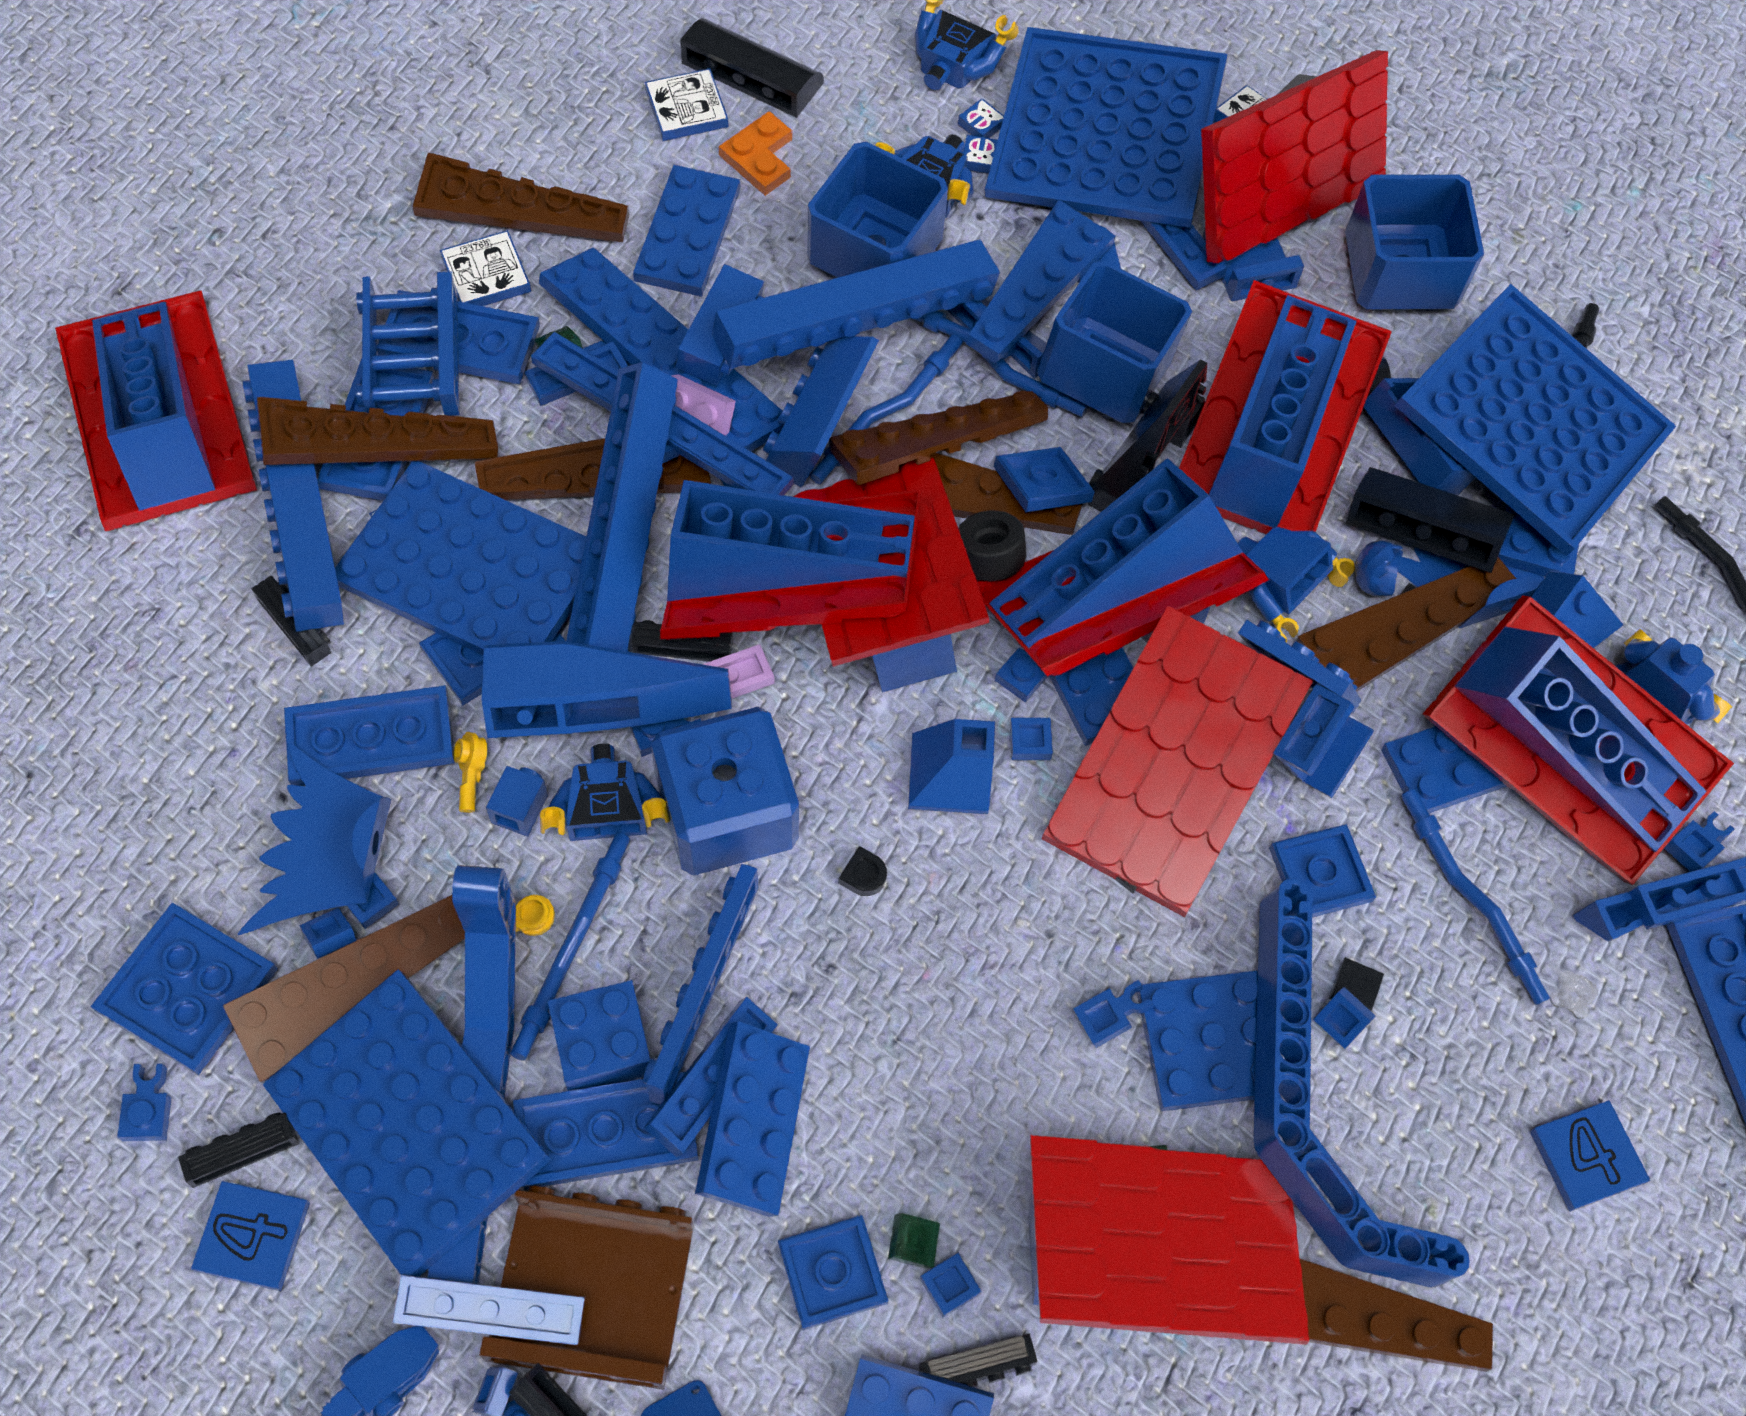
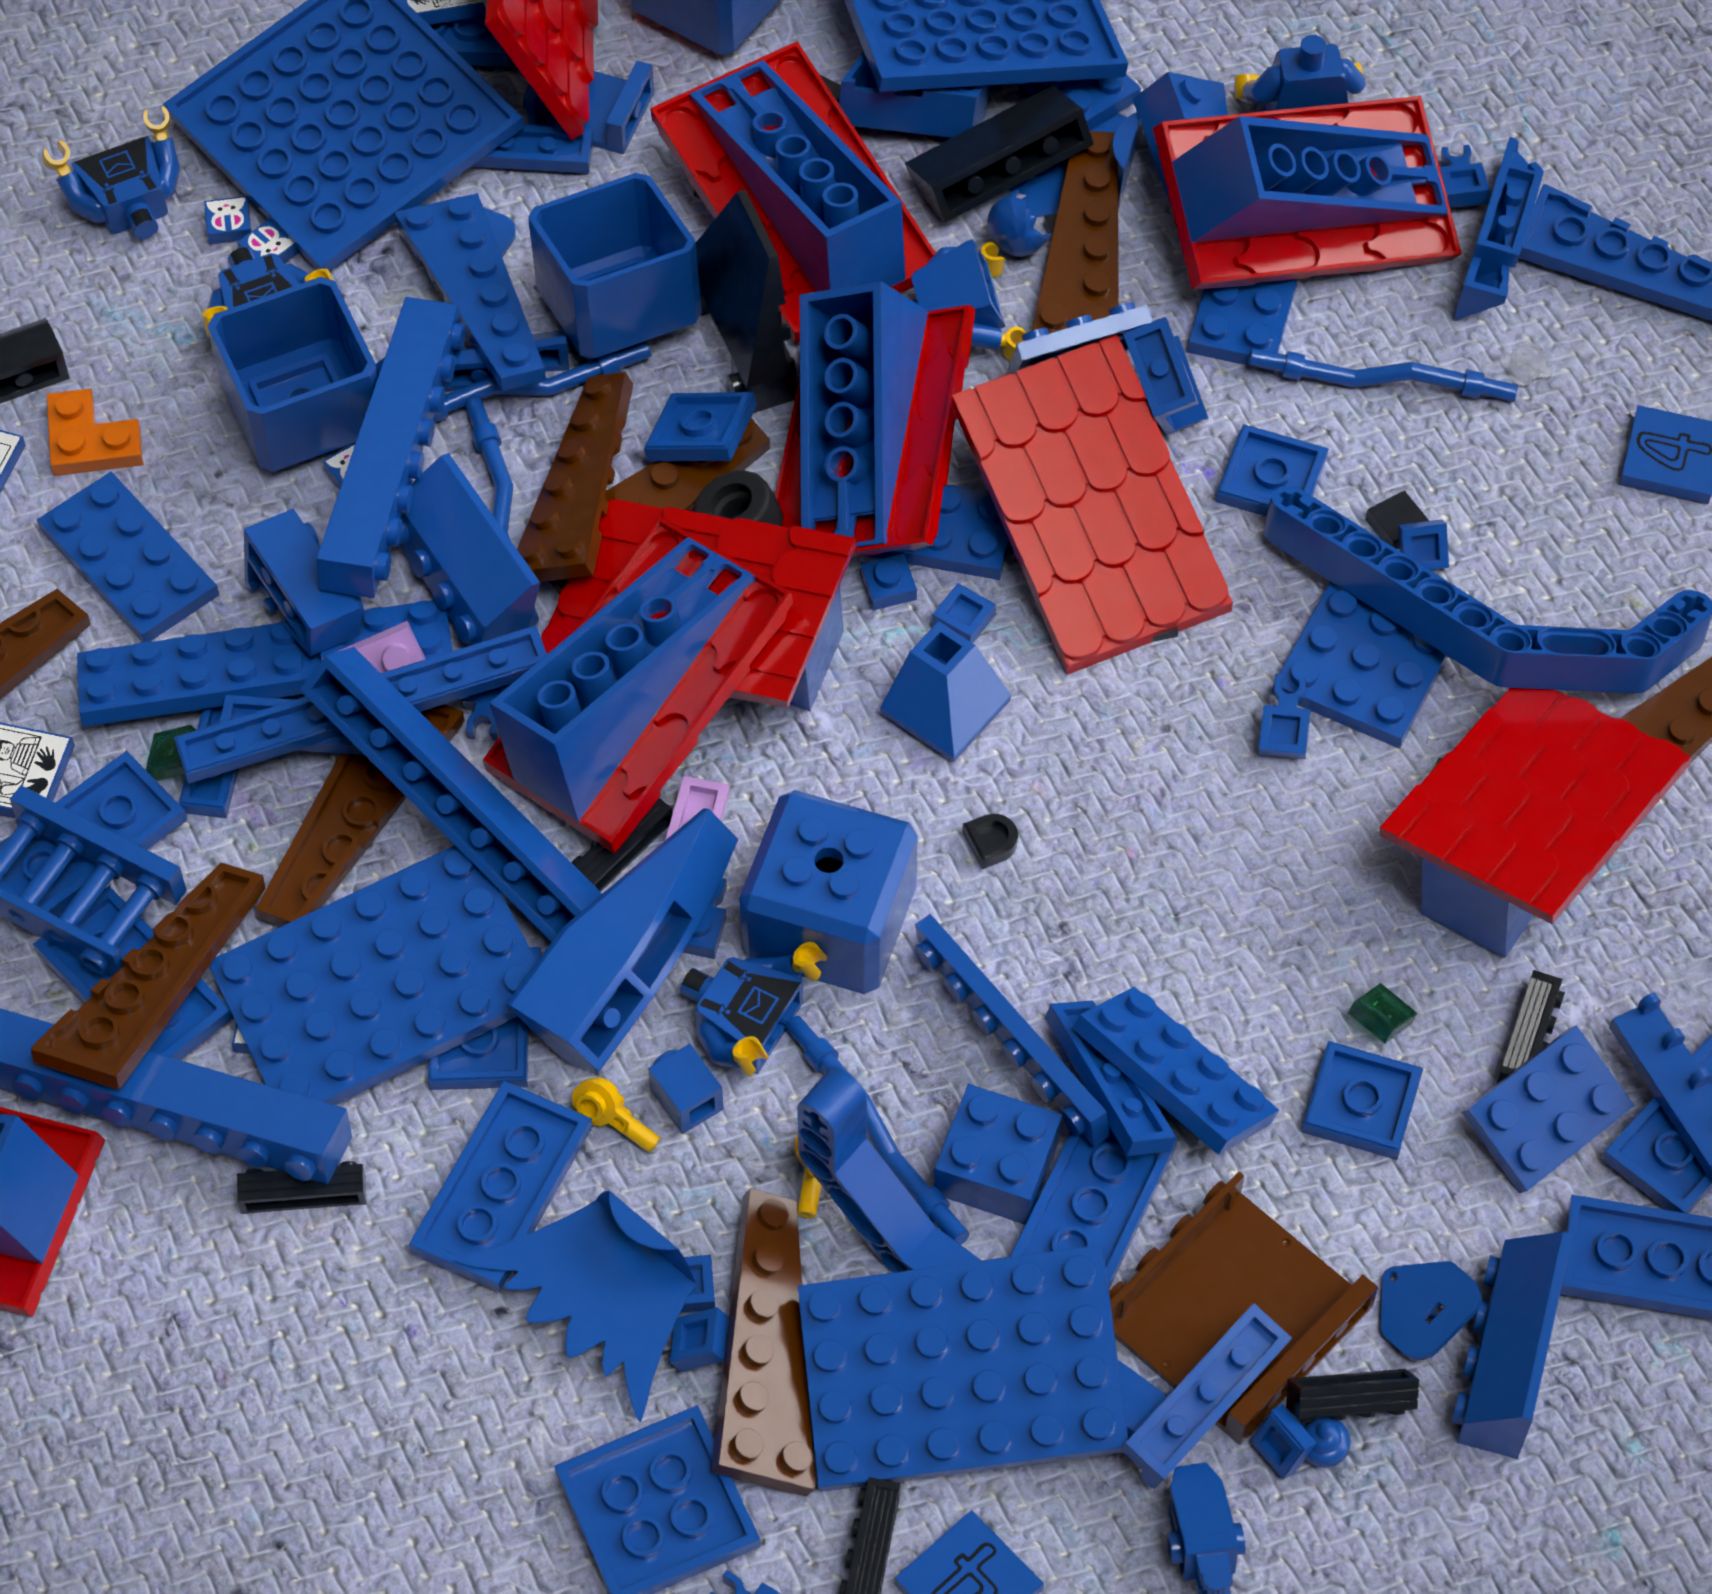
camera: 50 degrees left, 5 degrees down
(950, 1285) = (1441, 1012): blue tile -> none

